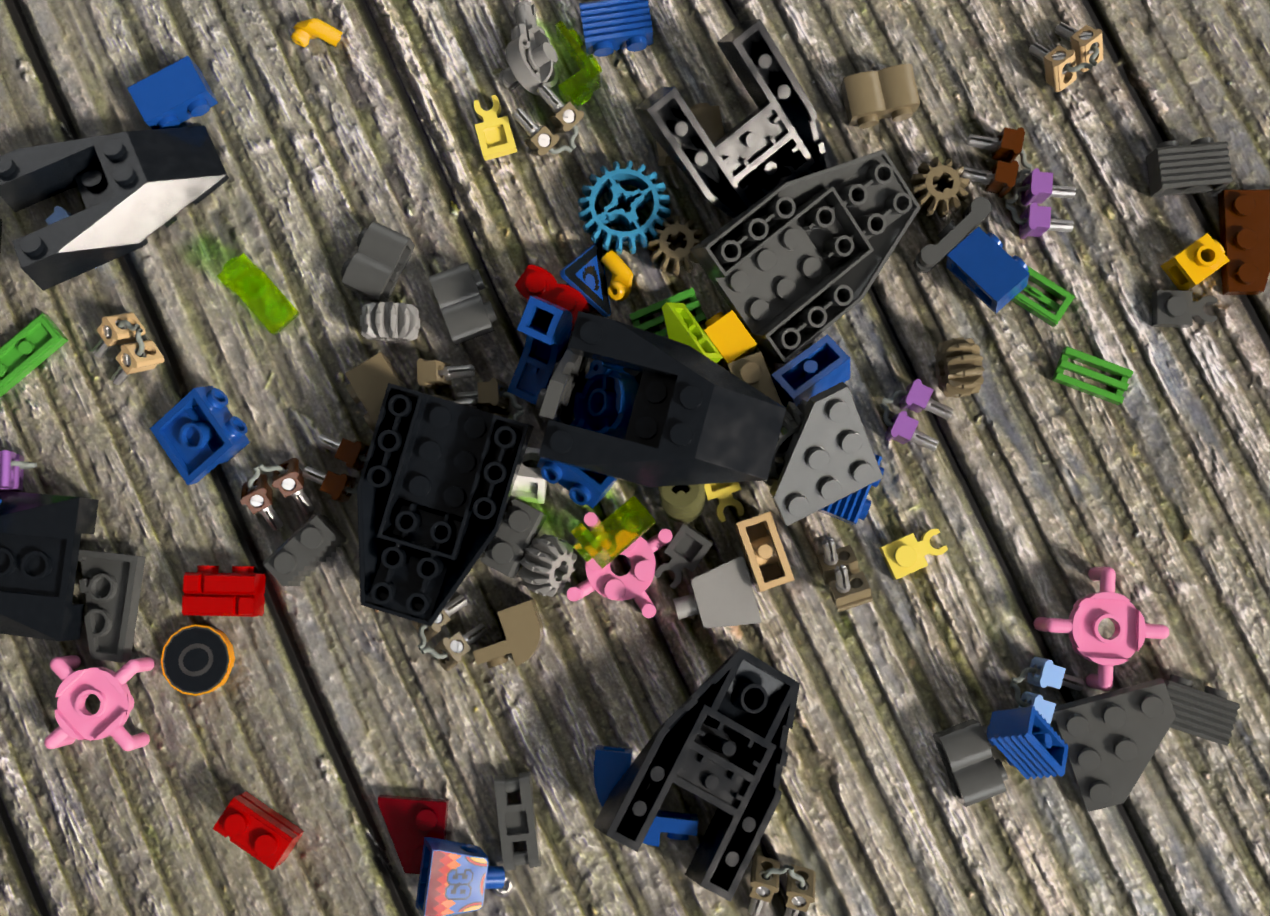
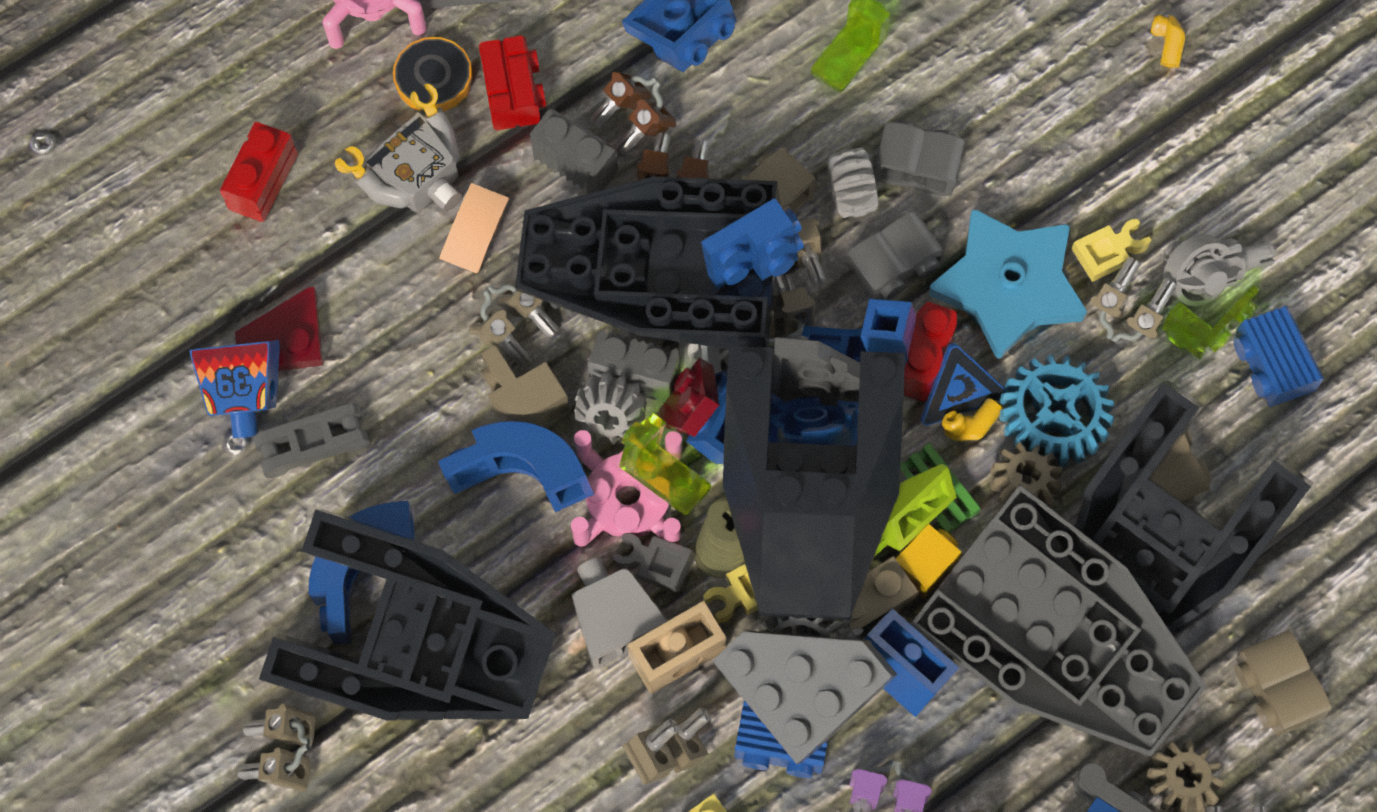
camera: 70 degrees right, 15 degrees down
(282, 692) = (413, 163): none -> light grey torso
(355, 649) = (474, 228): none -> light nougat slope
(446, 405) = (758, 241): none -> blue plate
(508, 239) = (1006, 307): none -> dark azure plate
(562, 497) = (692, 400): none -> dark red wing
(564, 649) = (524, 450): none -> blue arch

